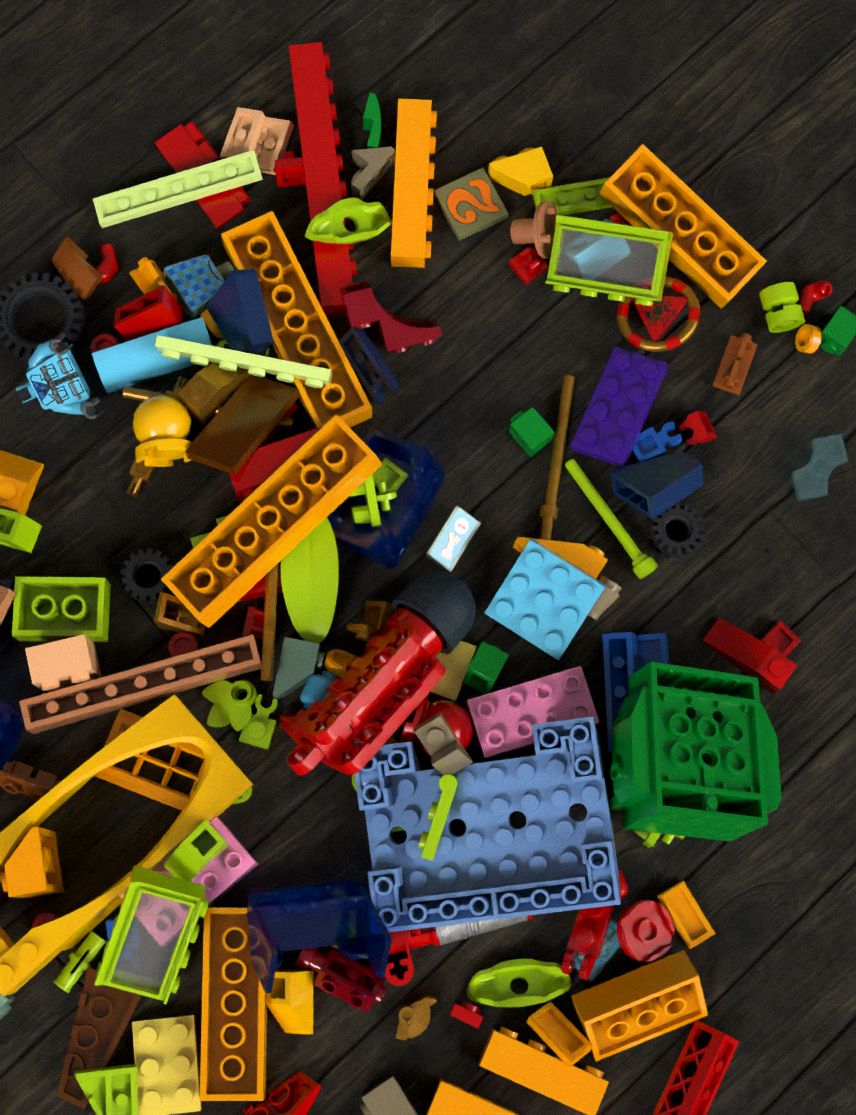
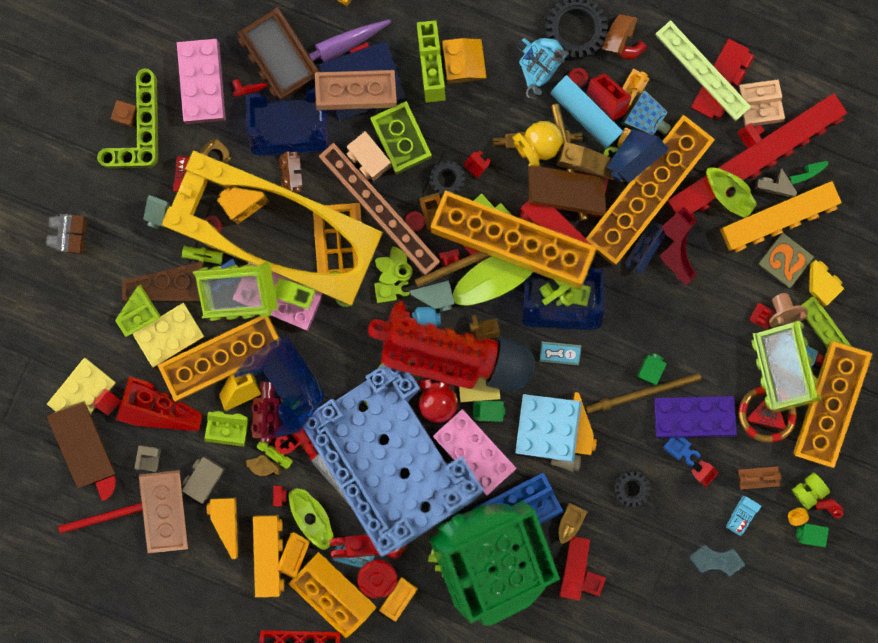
camera: 65 degrees right, 10 degrees up
(149, 528) = (476, 164): none -> red tile
(231, 359) = (603, 165): yellowish green plate -> none
(337, 661) = (450, 320): light orange tile -> none
(337, 1044) = (226, 428): none -> lime bracket
(406, 992) = (272, 452): none -> lime axle
(438, 813) = (383, 425): lime plate -> none
(442, 744) = (426, 408): dark tan slope -> none
(642, 563) = (601, 476): lime piece -> none
(657, 482) = (656, 464): dark blue slope -> none
(685, 630) = (570, 522): none -> pearl gold plate
(775, 406) = (742, 515): none -> medium azure leg

